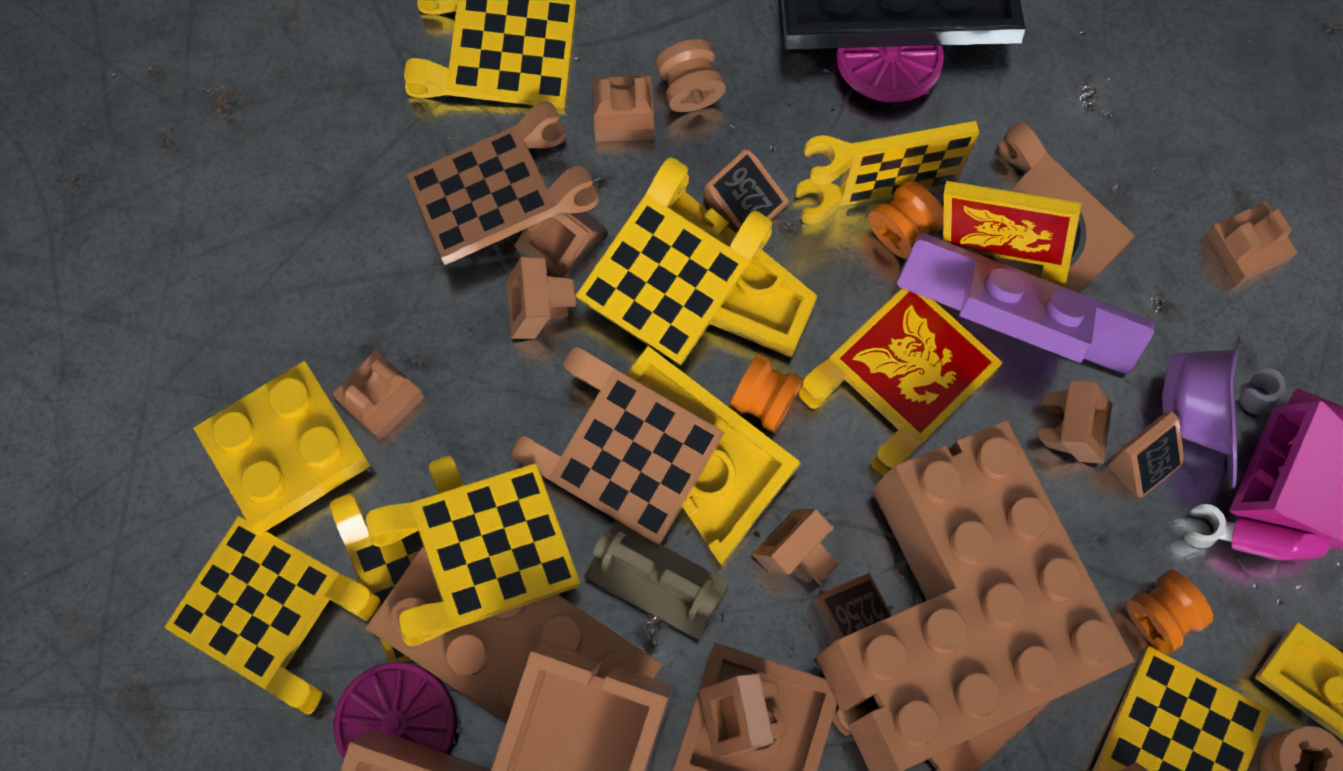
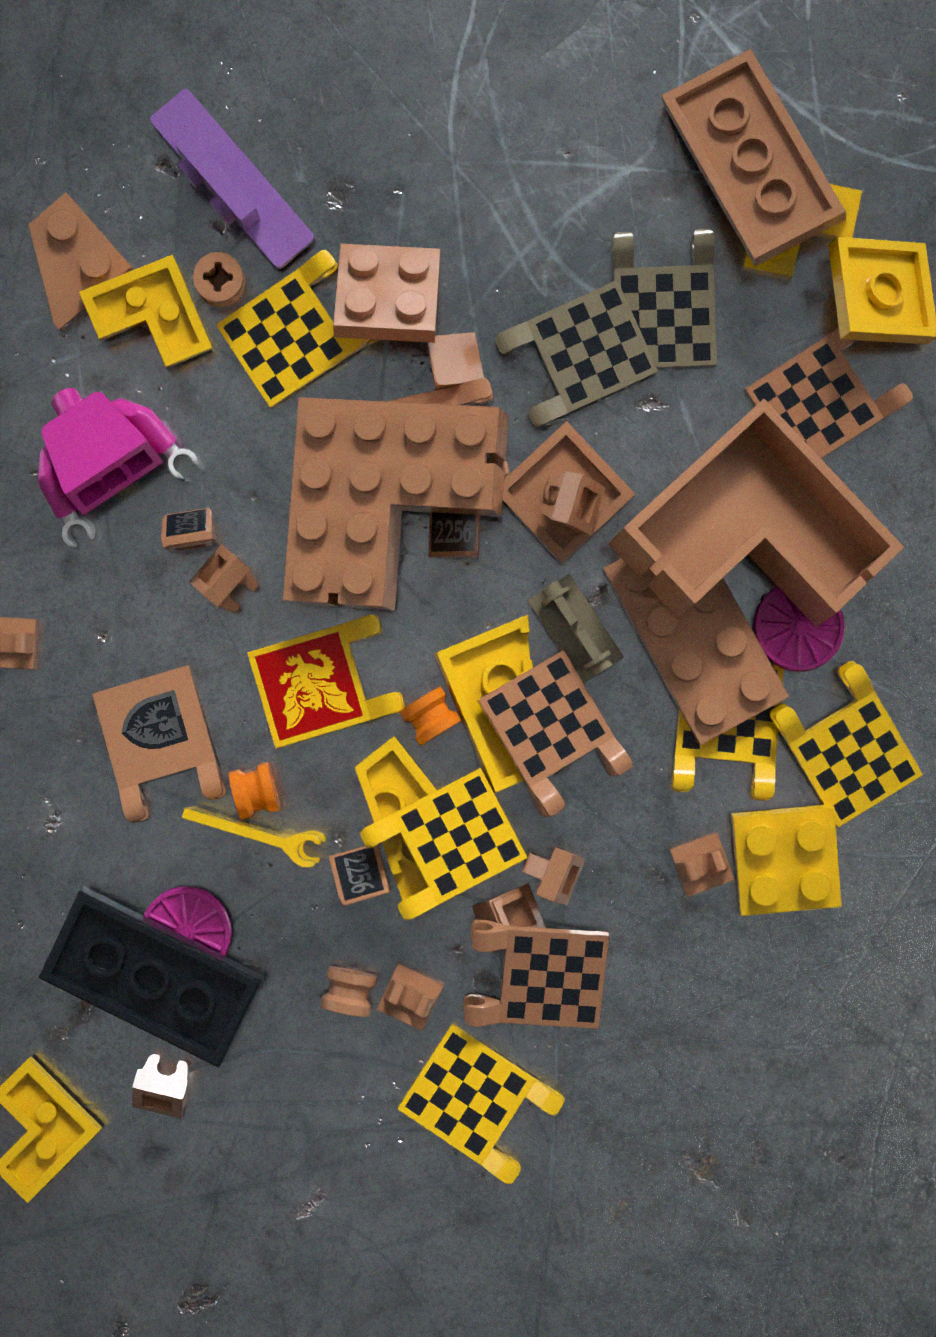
camera: 150 degrees left, 15 degrees up
(487, 549) = (681, 704): yellow flag -> none
(798, 547) = (470, 599): nougat tile -> none
(1012, 226) = (229, 750): flag -> none
(1025, 305) = (216, 674): medium lavender bracket -> none
(1169, 611) = (245, 420): orange wheel -> none
(1202, 397) = (130, 546): medium lavender piece -> none

